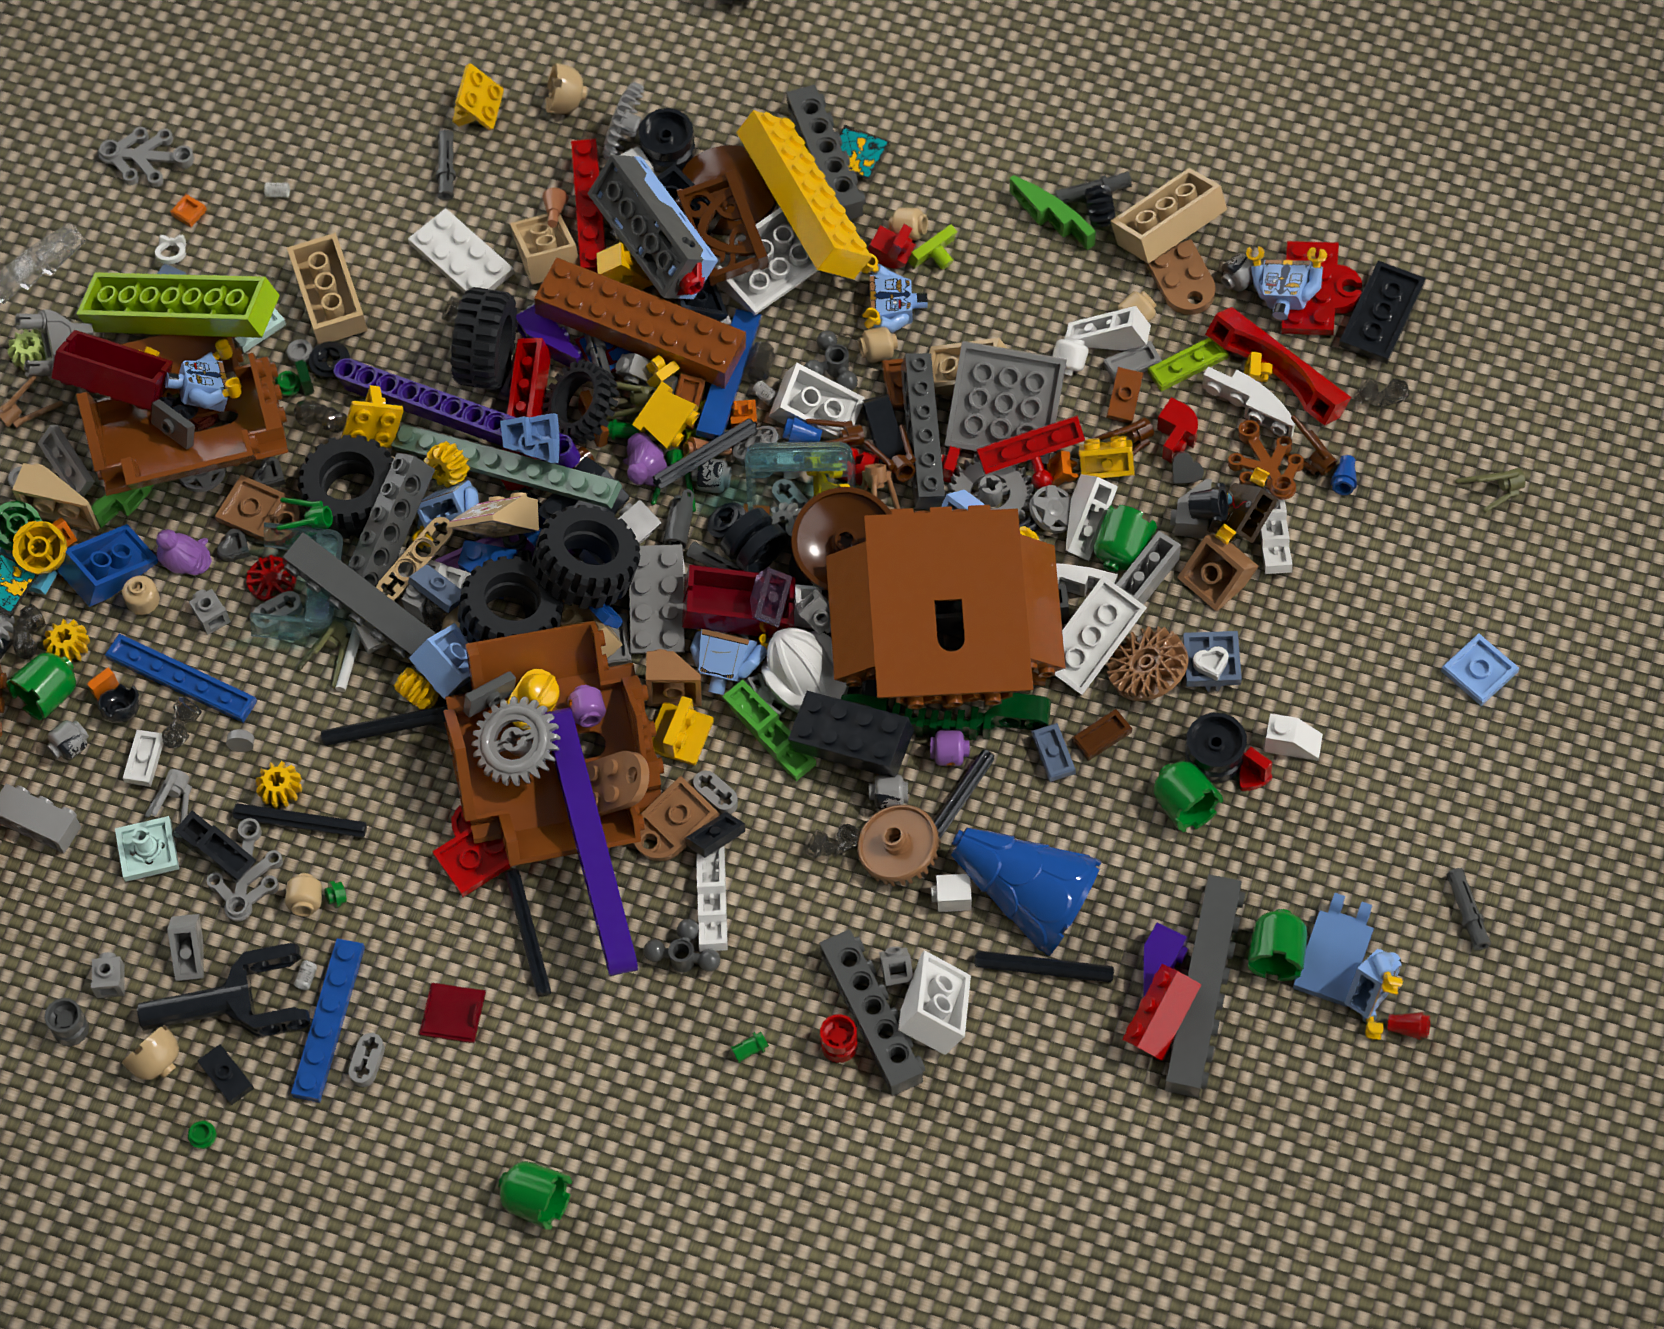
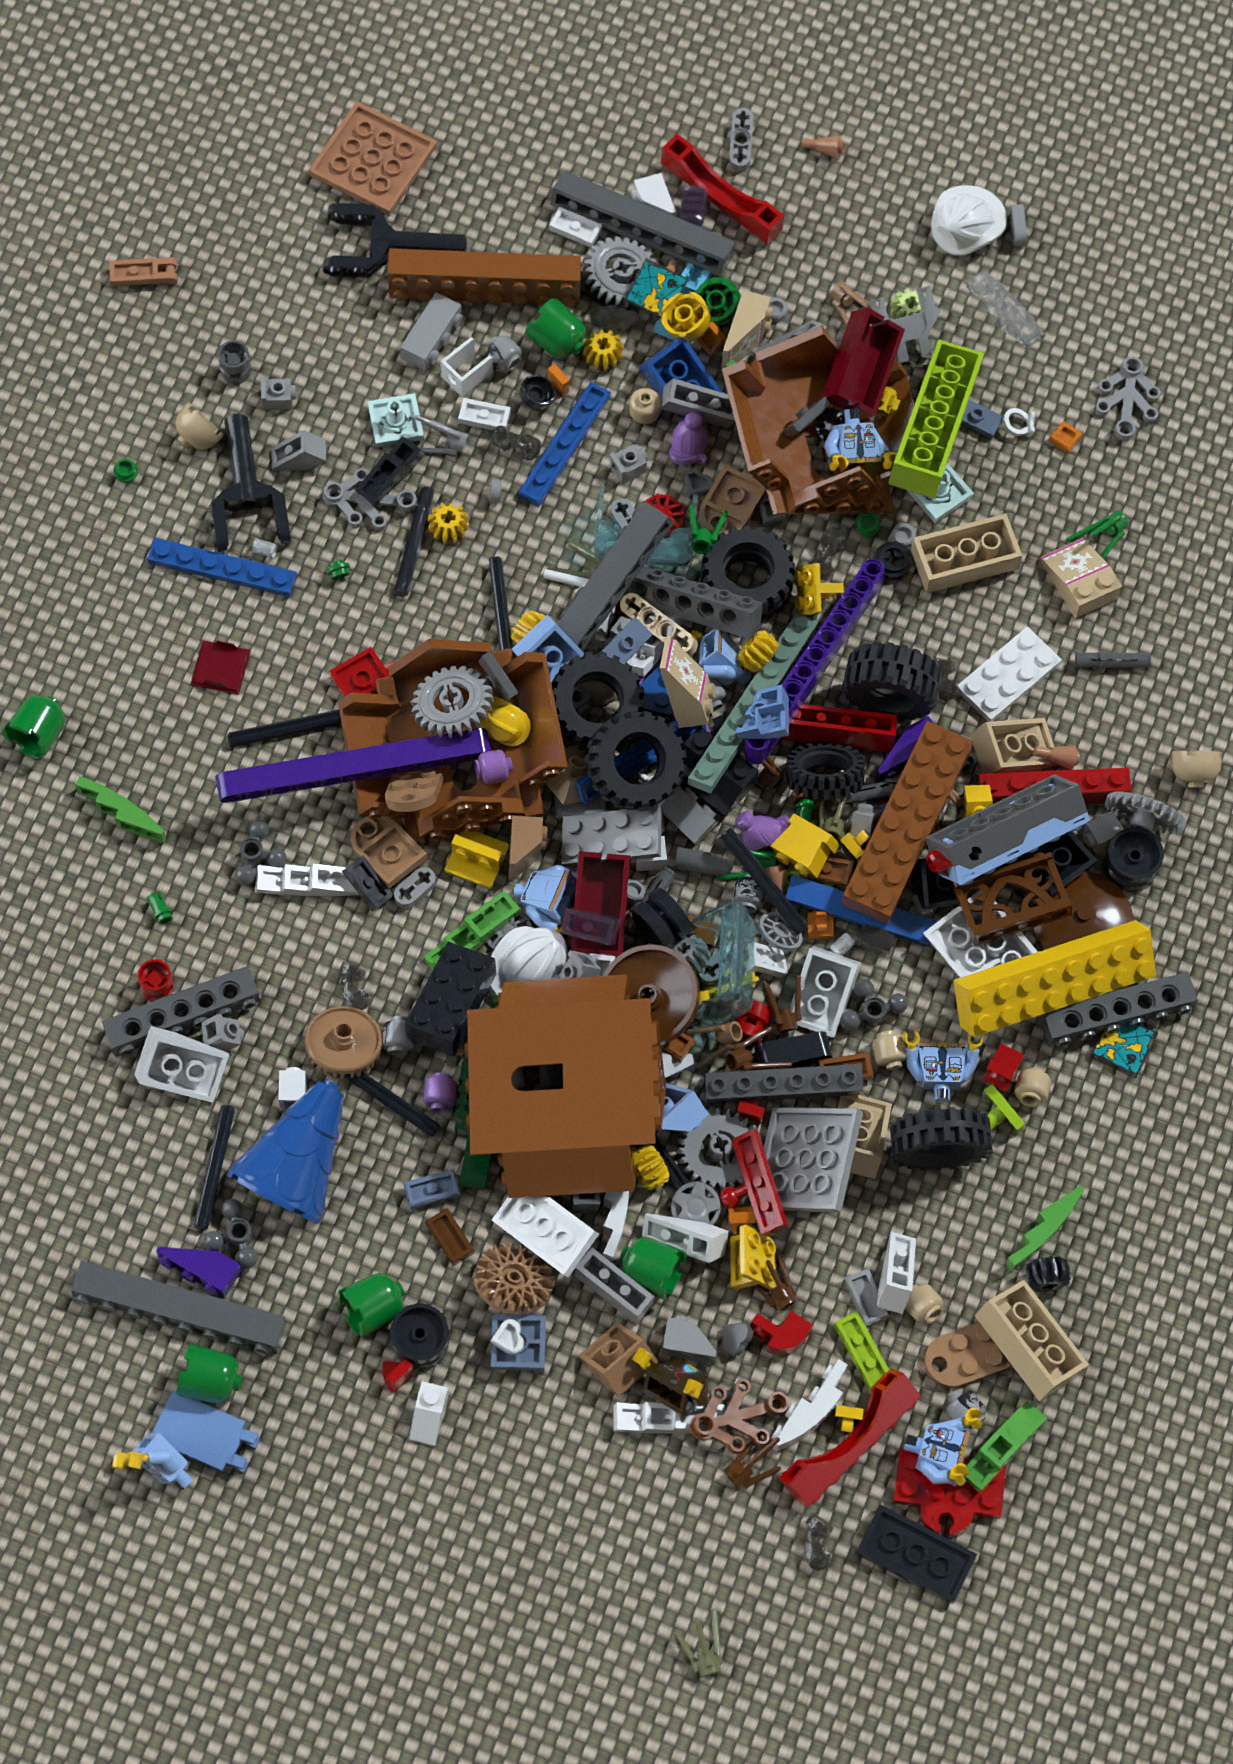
camera: 85 degrees right, 5 degrees up
(85, 796) = (450, 363): none -> white piece
(141, 539) = (685, 398): none -> light grey brick
(225, 1074) = (179, 488): black plate -> none
(285, 190) = (1086, 512): white piece -> none
(294, 166) = (1110, 524): none -> green plant
(303, 894) = (338, 543): tan head -> none
(304, 377) = (872, 537): dark green tile -> none
(351, 191) = (1082, 577): none -> tan slope
(372, 1062) = (180, 598): light grey beam -> none
(477, 99) = (1187, 687): yellow bracket -> none
(639, 1089) = (126, 814): none -> bright green slope
(726, 512) = (694, 897): black gear -> none
(799, 431) = (789, 968): blue cone -> none
(979, 283) = (941, 1138): none -> black tyre
(1073, 351) = (871, 1233): white head -> none
(1077, 192) = (1078, 1283): dark grey pin -> none
(1124, 395) = (824, 1284): dark orange plate -> none
(1128, 955) = (215, 1241): none -> dark grey piece
(1161, 1011) = (147, 1260): brick -> none
(1210, 506) = (676, 1346): black piece -> none
(1269, 234) = (1004, 1445): none -> bright green slope
(1344, 478) = (720, 1494): blue cone -> none
(1410, 1024) = (120, 1496): red cone -> none
(1472, 919) = (234, 1564): dark grey pin -> none
(1480, 669) = (495, 1607): light blue tile -> none

